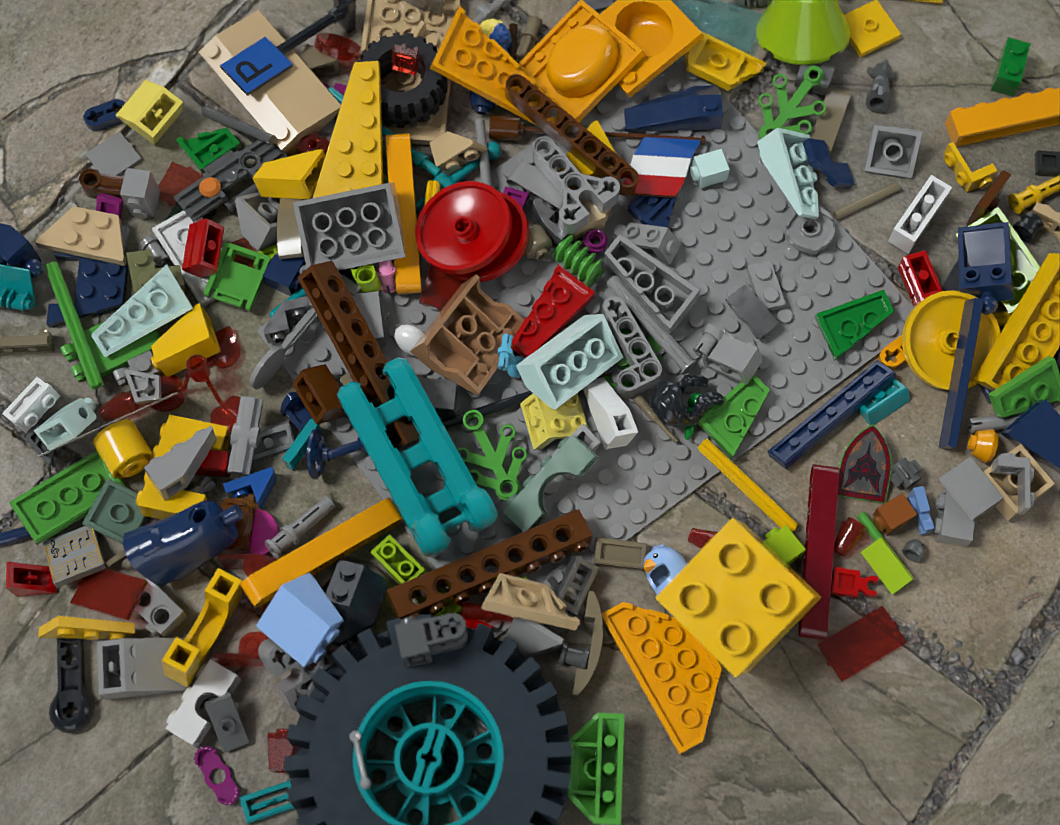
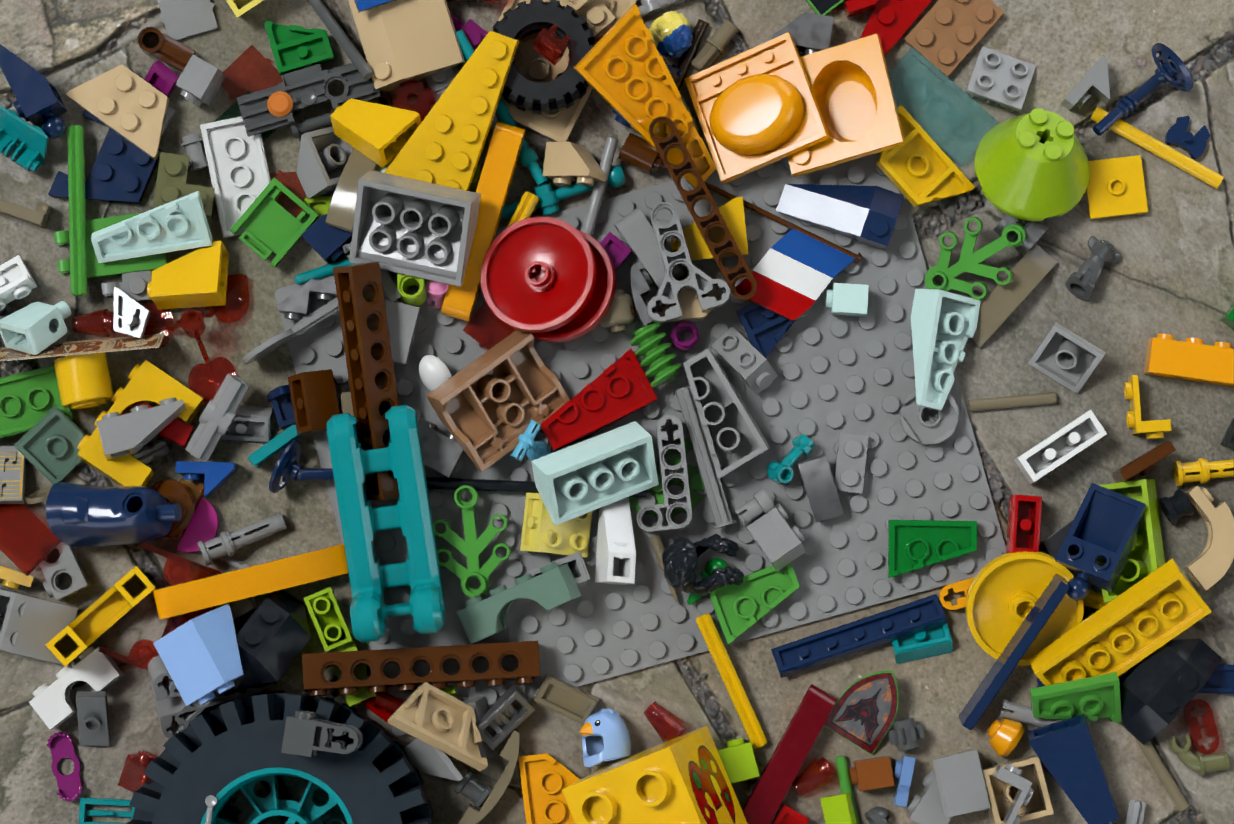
camera: 25 degrees right, 15 degrees up
(203, 248) = (246, 178): red brick -> none
(717, 308) = (782, 470): none -> teal bar
(837, 173) = (977, 337): dark blue tile -> none

